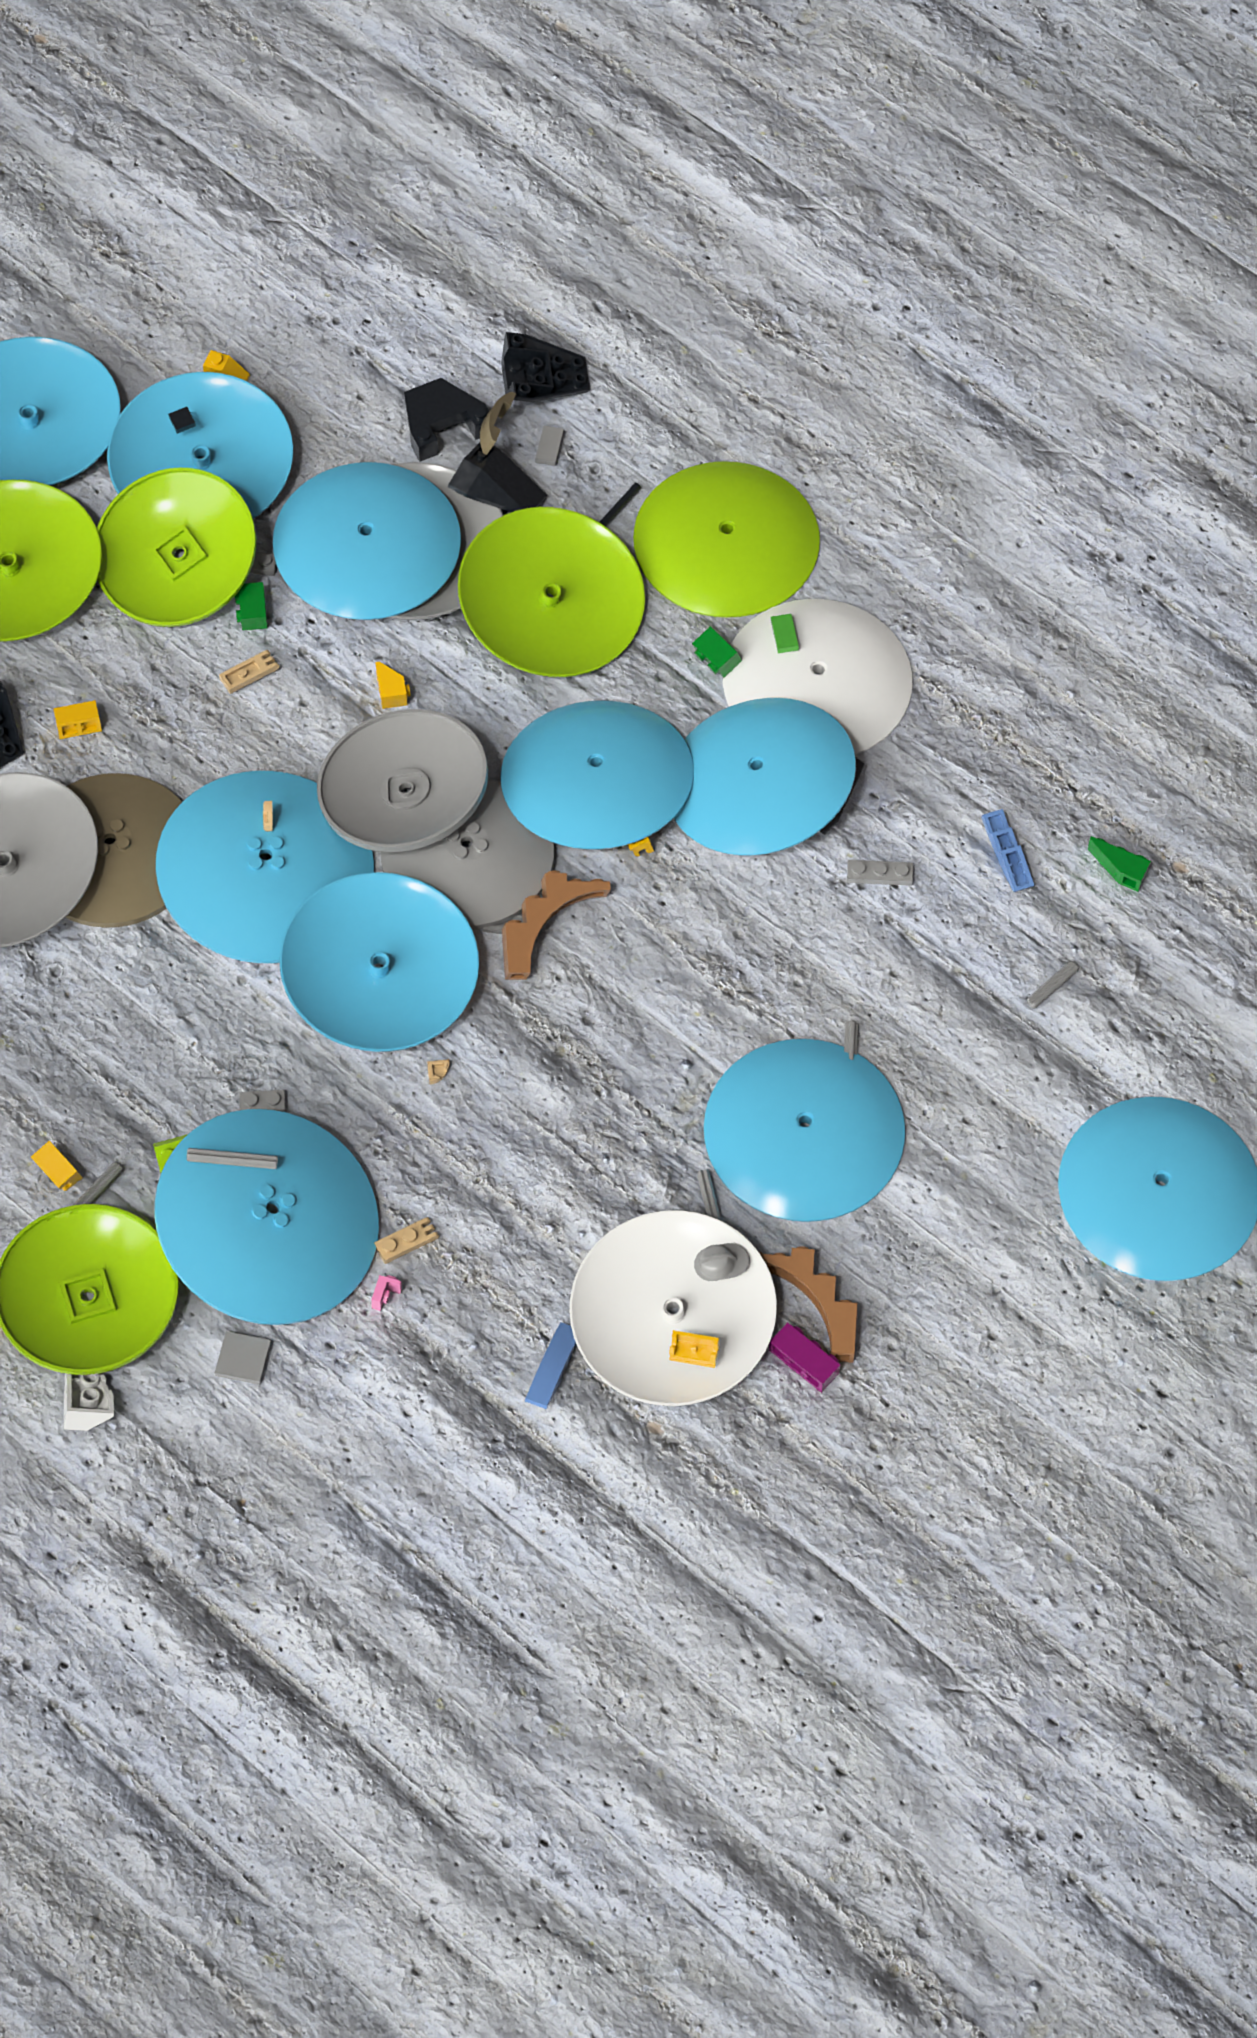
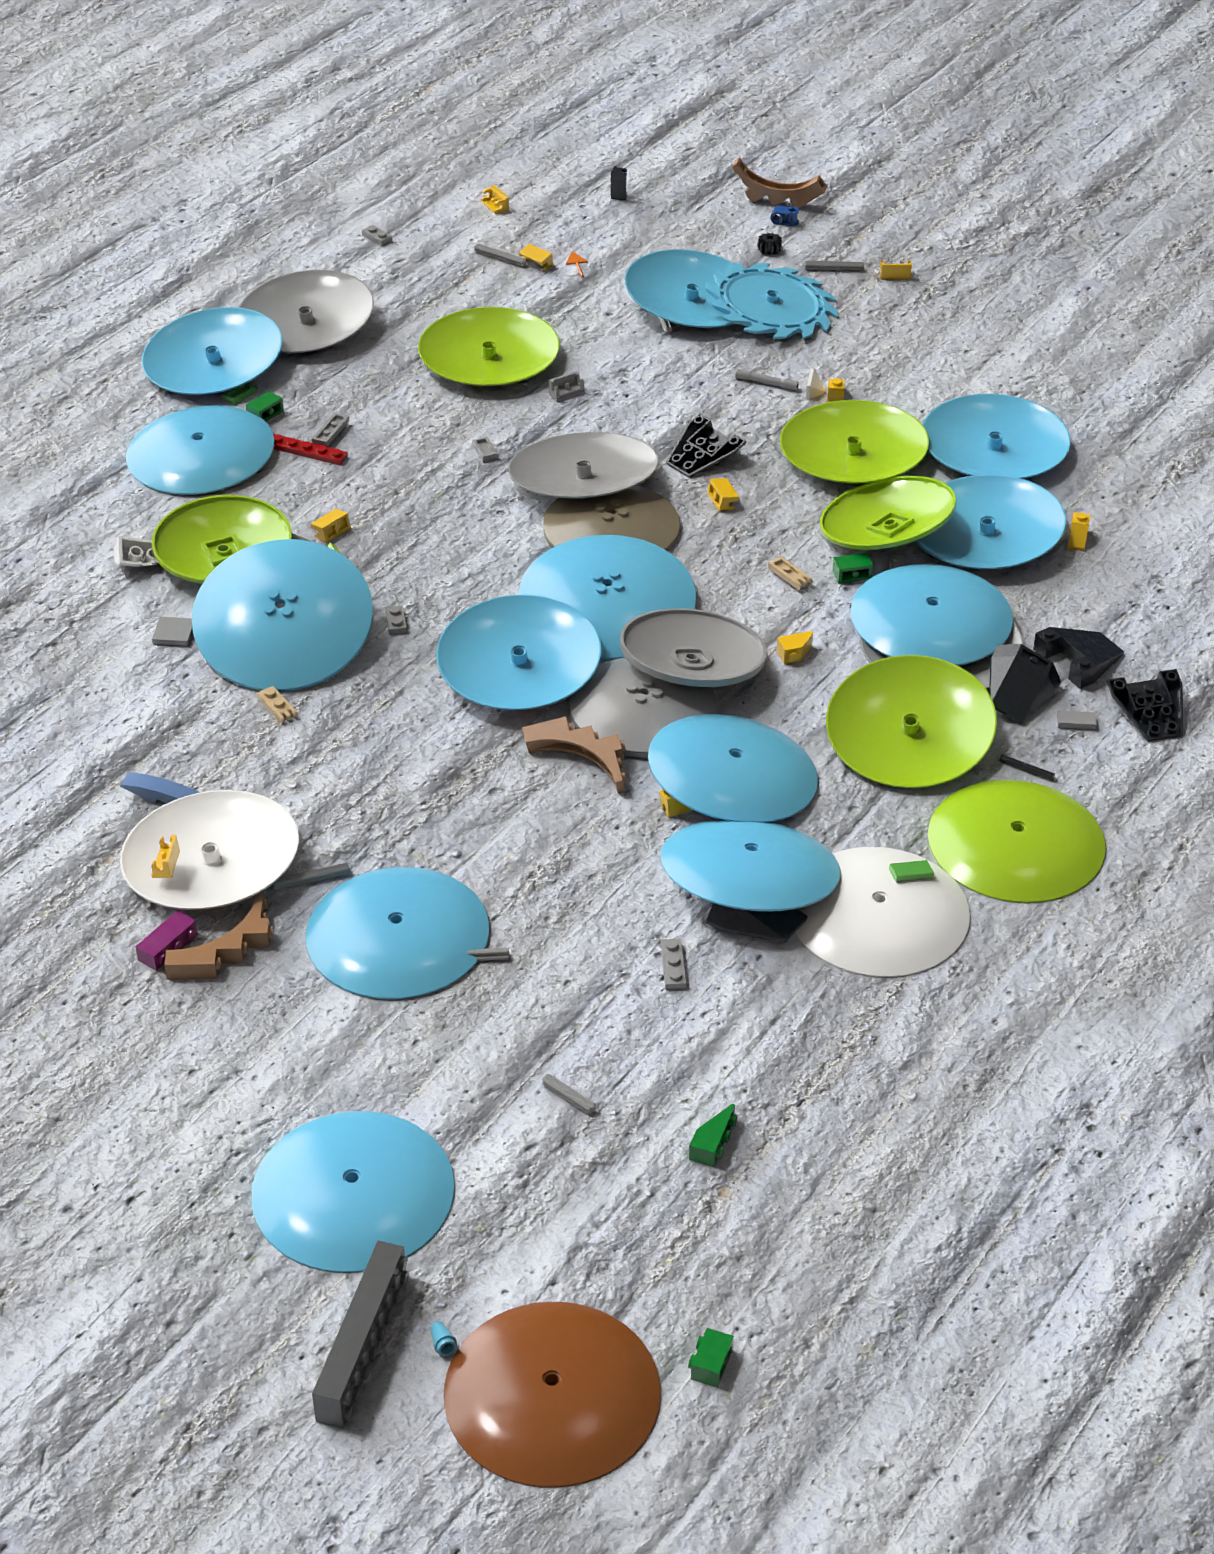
camera: 85 degrees right, 20 degrees down
(182, 420) = (1012, 503): black tile -> none
(232, 1158) = (314, 570): light grey axle -> none
(267, 816) = (639, 576): tan tile -> none
(382, 1290) = (228, 692): bright pink bracket -> none
(437, 1070) = (433, 708): tan tile -> none
(489, 432) = (1094, 671): dark tan slope -> none
(716, 652) = (881, 832): green brick -> none
(721, 1262) = (248, 867): light grey piece -> none
(1007, 850) = (707, 1054): medium blue slope -> none

